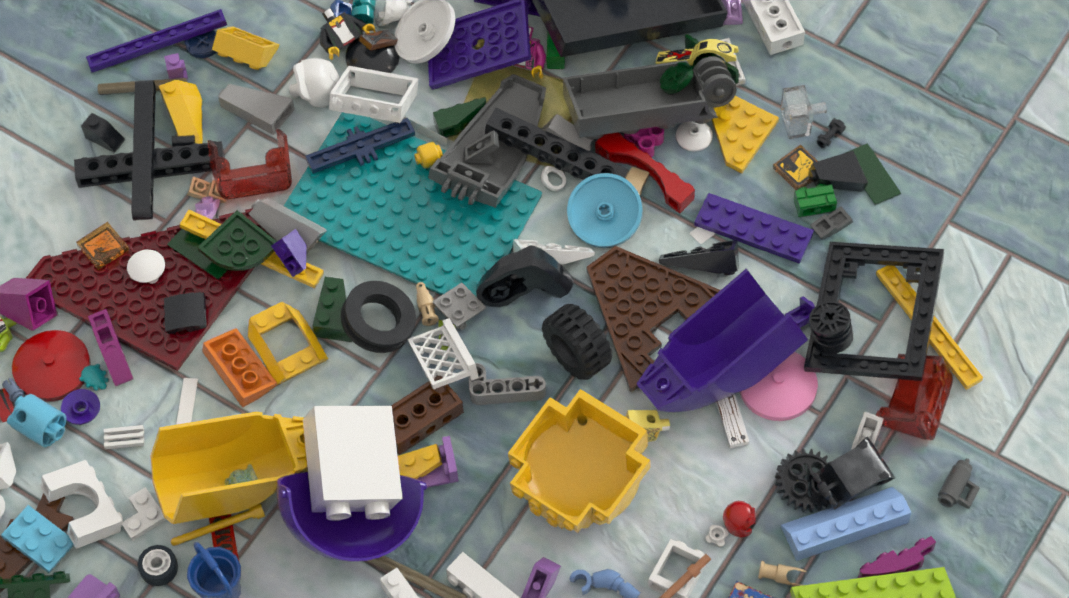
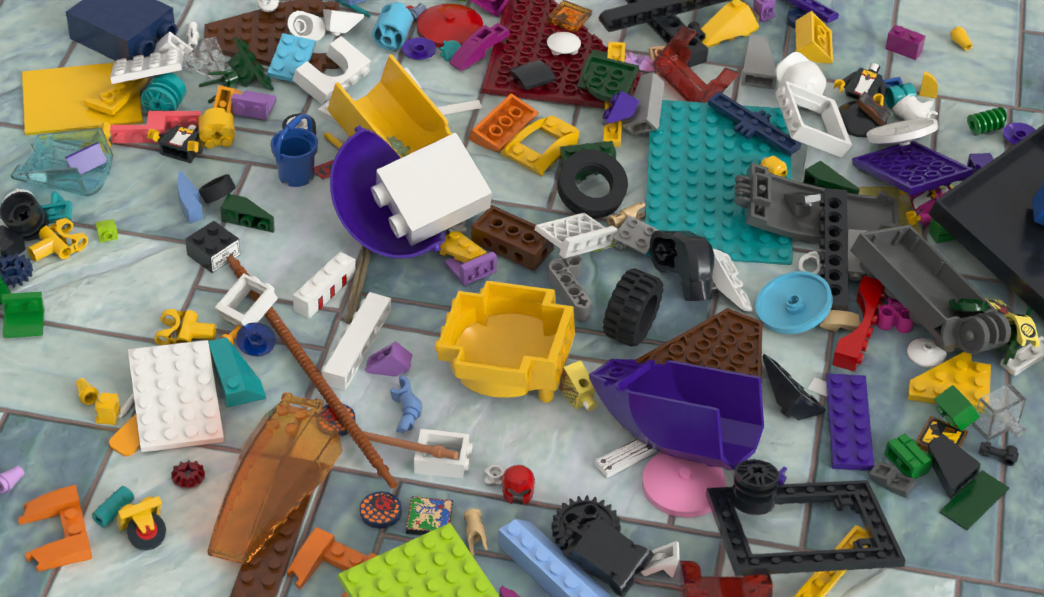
camera: 65 degrees right, 15 degrees down
(780, 140) = (956, 408): none -> green brick

